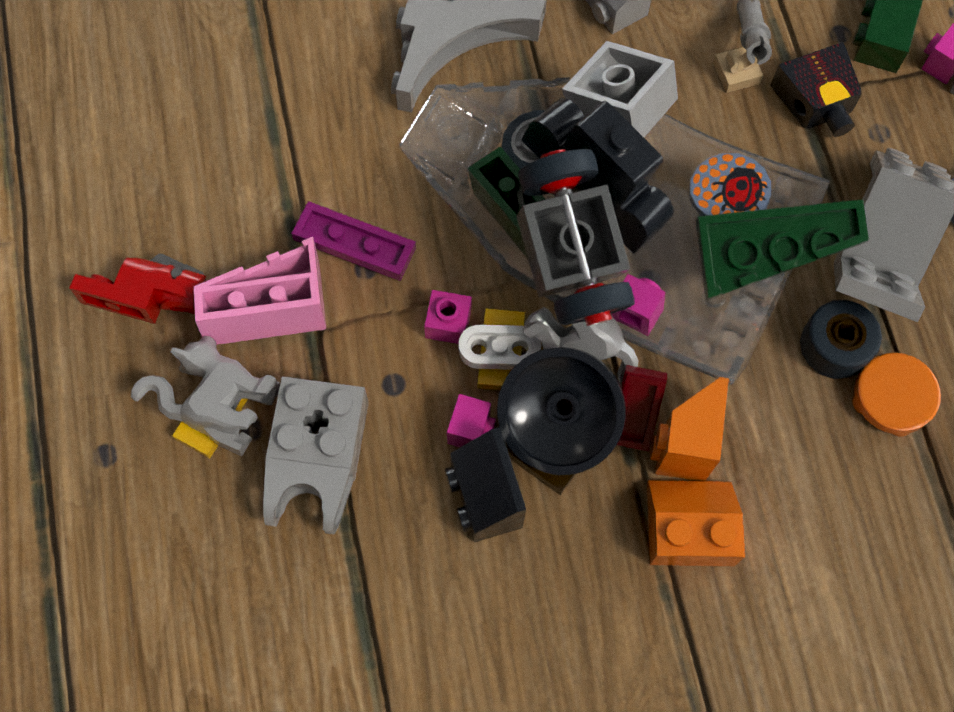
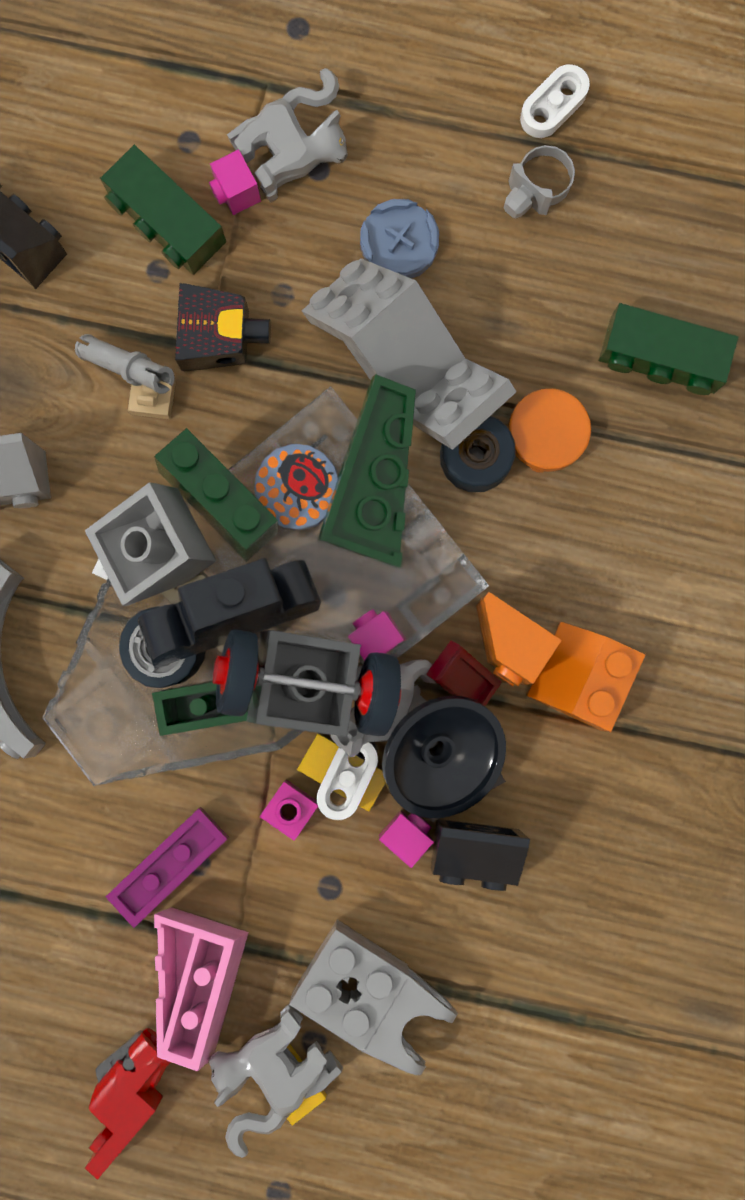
camera: 65 degrees left, 15 degrees up
(690, 127) = (216, 494): none -> dark green brick

